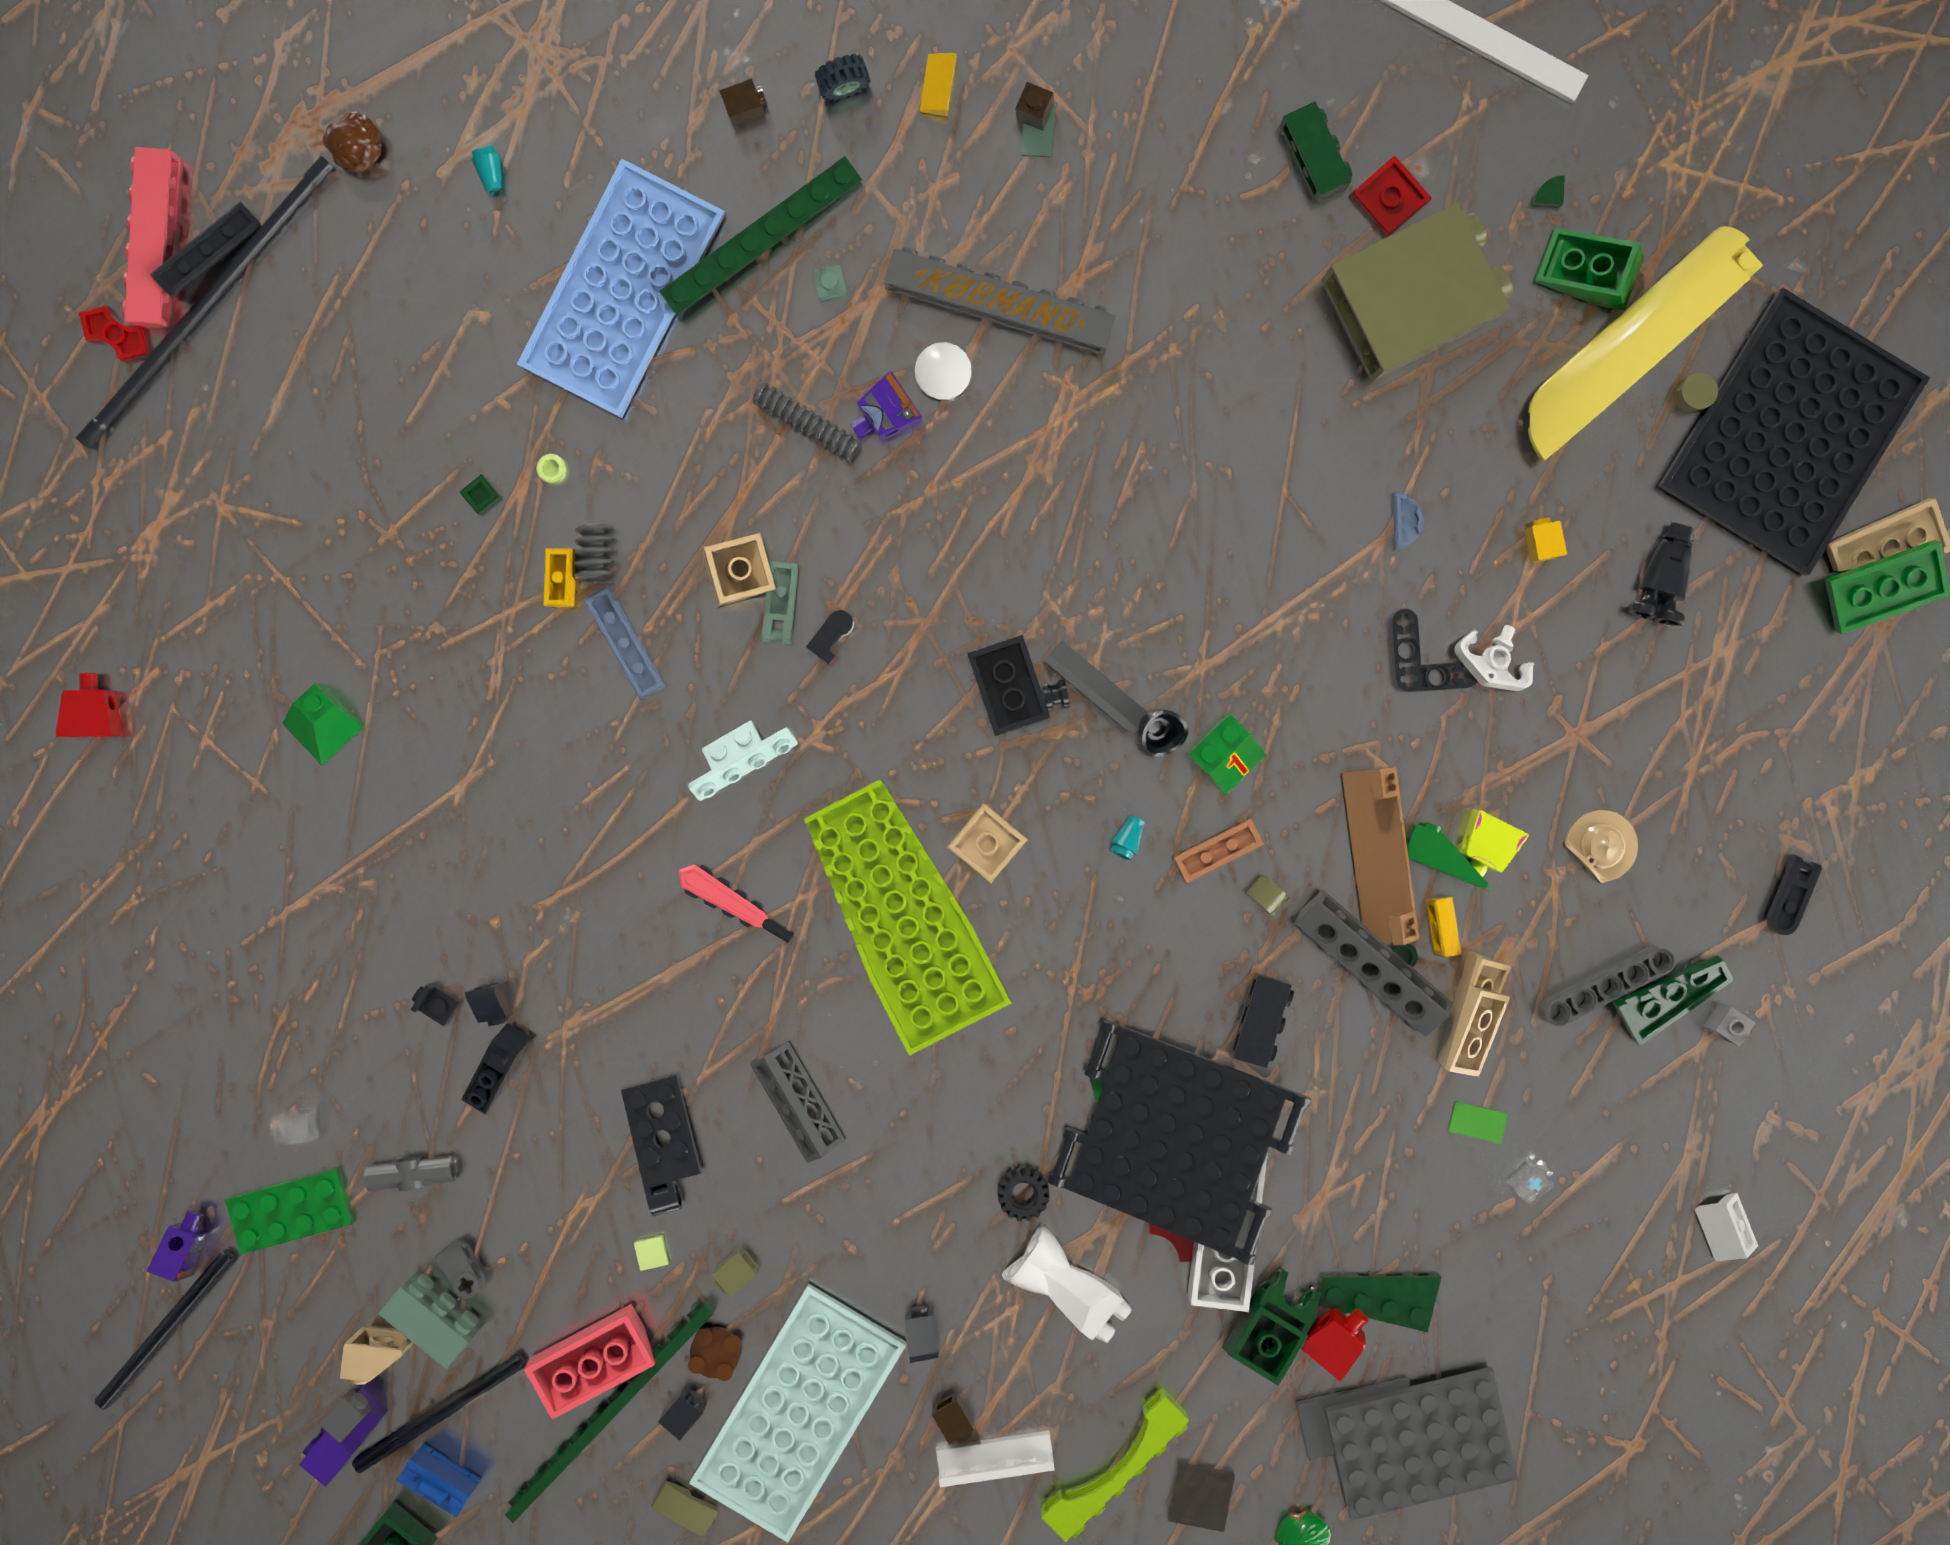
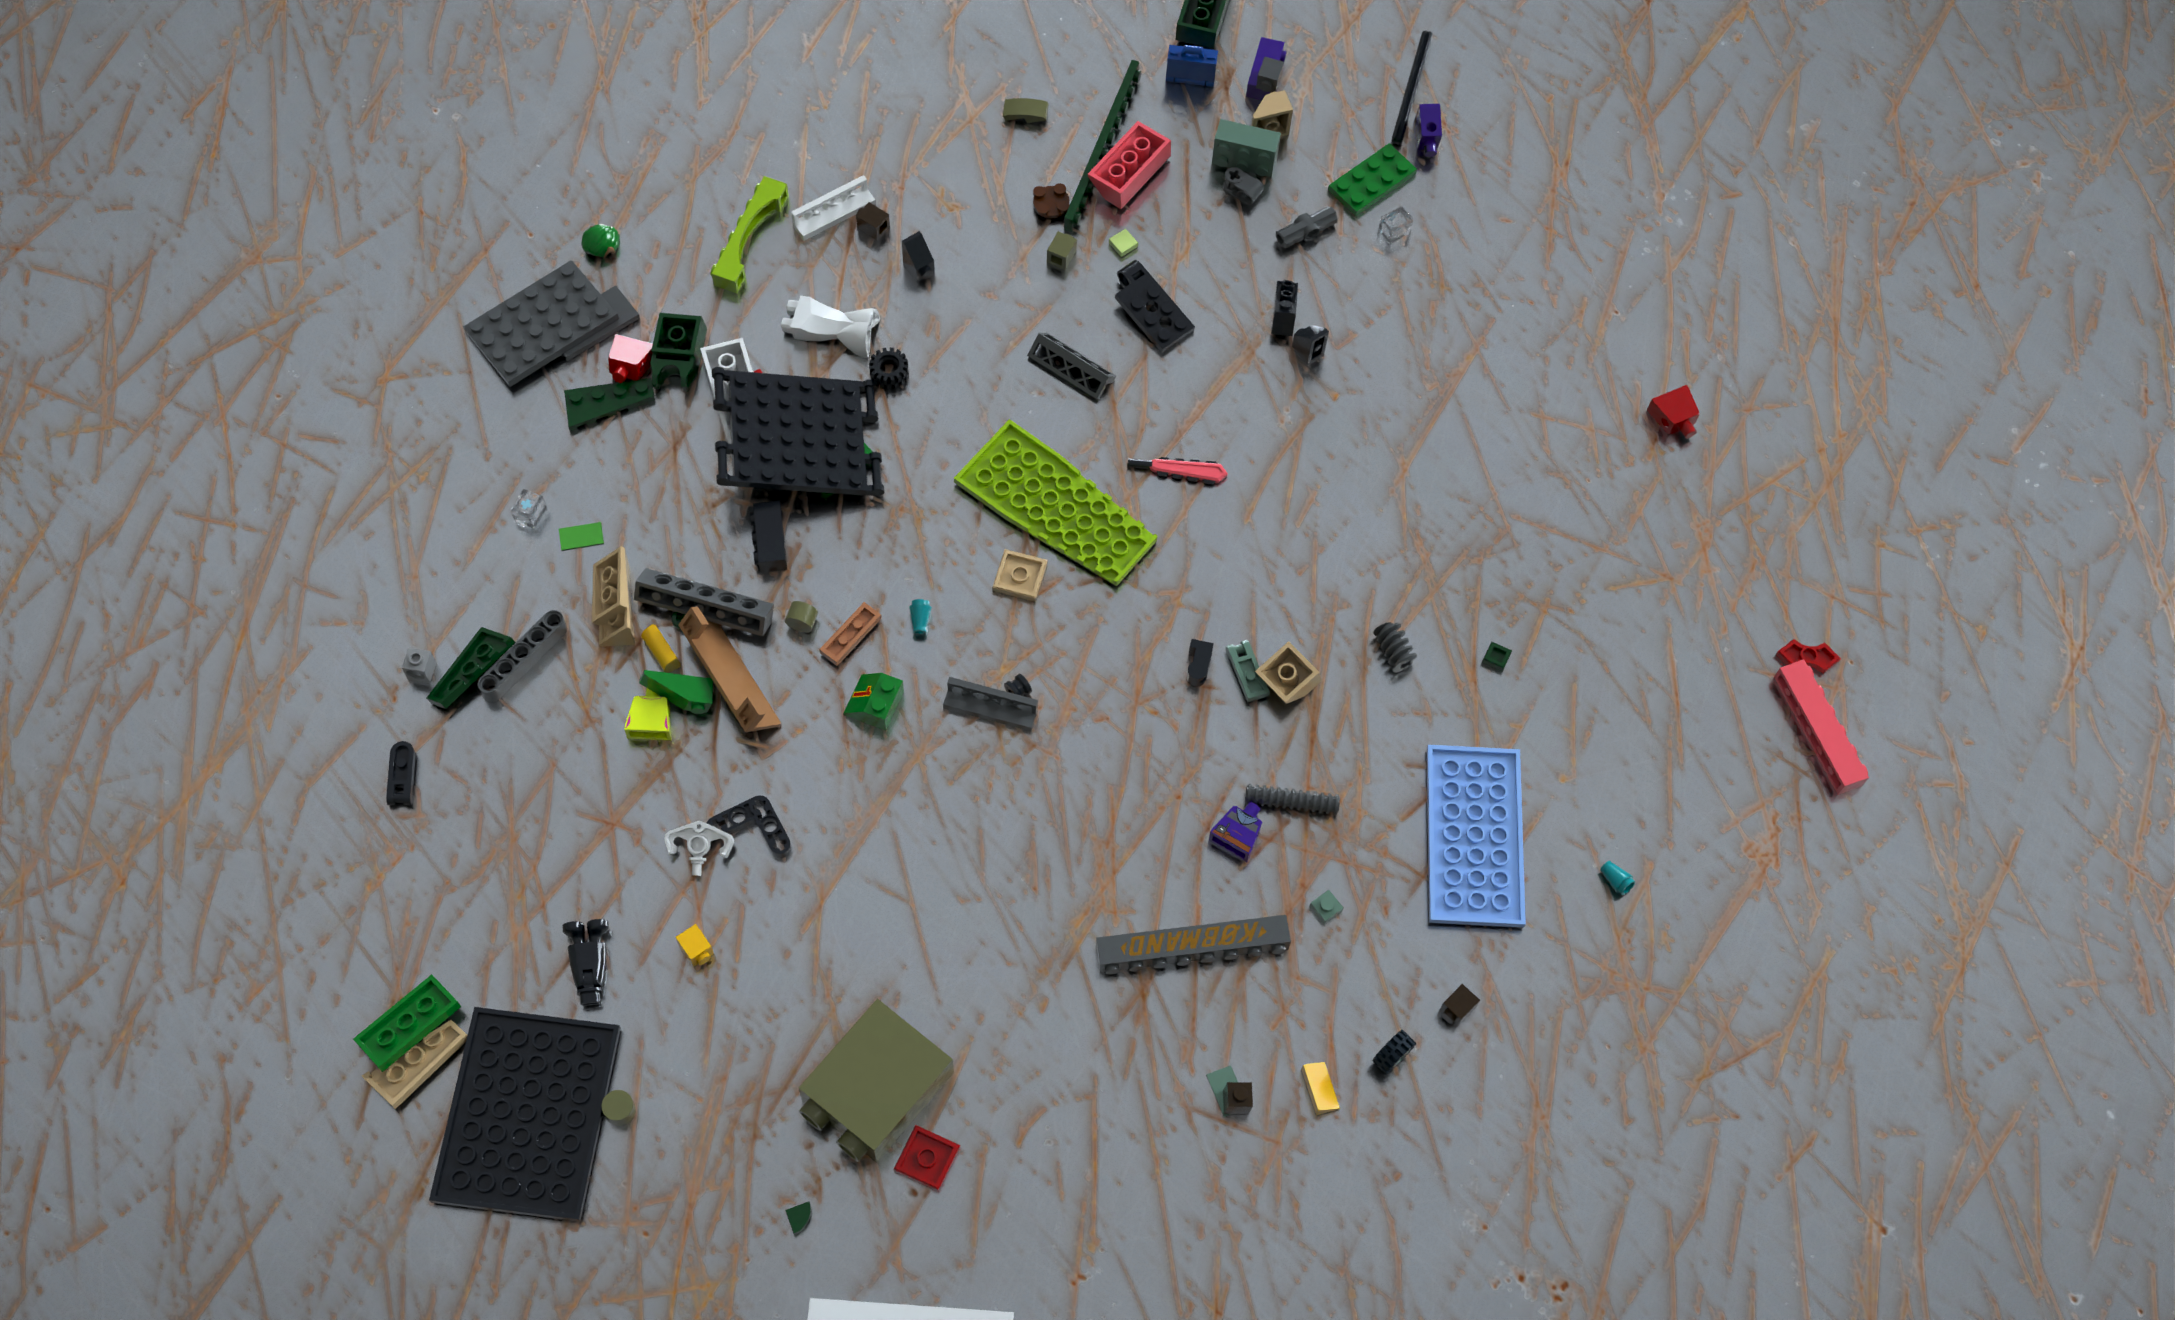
camera: 155 degrees right, 25 degrees down
(98, 425) = (1737, 816): black piece -> none
(205, 250) = (1779, 732): black tile -> none
(321, 722) = (1518, 469): green slope -> none
(353, 142) = (1722, 852): reddish brown hair -> none
(435, 1003) = (1346, 331): black bracket -> none
(439, 1413) = (1211, 105): black axle -> none
(551, 468) = (1457, 694): yellowish green tile -> none
(559, 578) = (1411, 621): yellow brick -> none
(624, 642) = (1342, 601): sand blue tile -> none
(682, 1413) = (1054, 159): black brick -> none
(738, 755) = (1226, 559): light aqua bracket -> none
(760, 236) = (1393, 914): dark green plate -> none
(798, 1413) = (978, 188): light aqua plate -> none
(943, 371) = (1210, 879): white dish -> none
(1008, 685) = (1056, 677): black brick -> none
(1162, 732) = (930, 691): black helmet -> none
(1200, 1496) = (681, 239): clear smoke tile -> none
(1316, 151) = (1001, 1162): dark green brick -> none
(1407, 520) = (808, 920): sand blue tile -> none
(1591, 267) = (742, 1168): green slope -> none
(1603, 844) = (562, 754): tan hat -> none
(1639, 338) = (680, 1127): light yellow slope -> none
(1727, 1229) = (367, 535): white panel -> none

